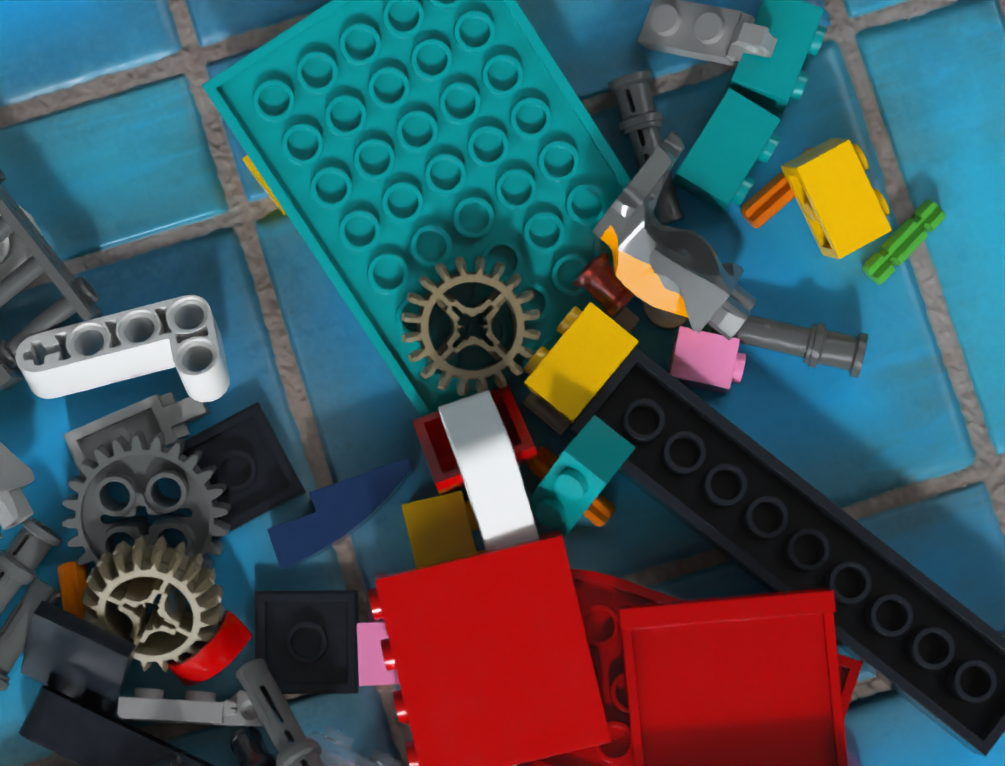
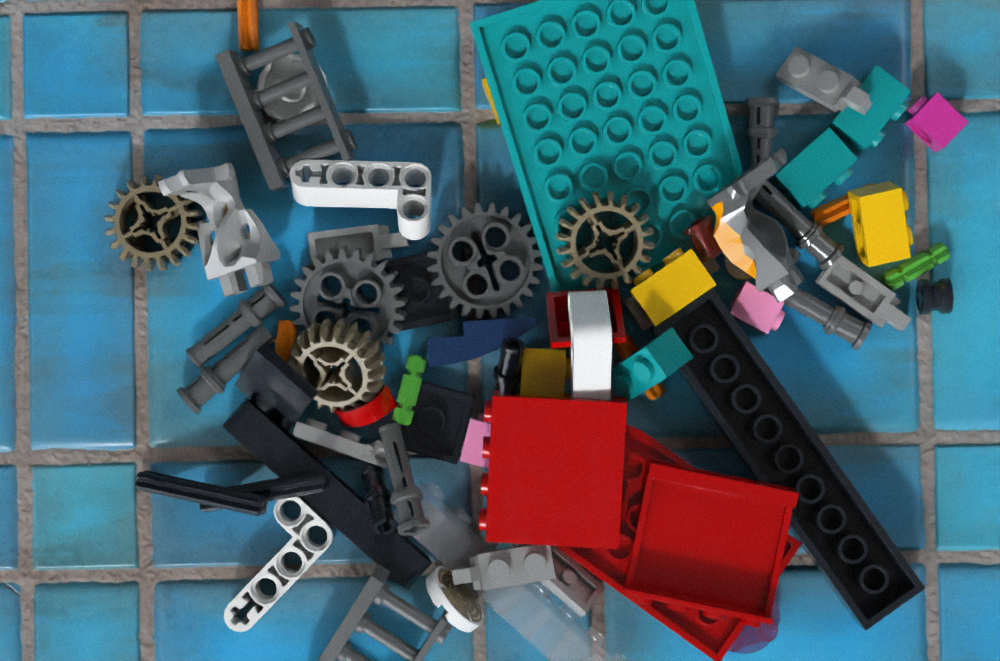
camera: 20 degrees right, 5 degrees up
(263, 608) = (409, 389): none -> bright green axle
(280, 431) = (514, 248): none -> dark grey gear
(390, 542) = (508, 371): none -> black pin
(743, 239) = (807, 234): none -> dark grey pin
(842, 298) = (862, 294): none -> light grey hinge
(869, 41) = (935, 121): none -> dark pink brick
(941, 274) = (934, 296): none -> black wheel

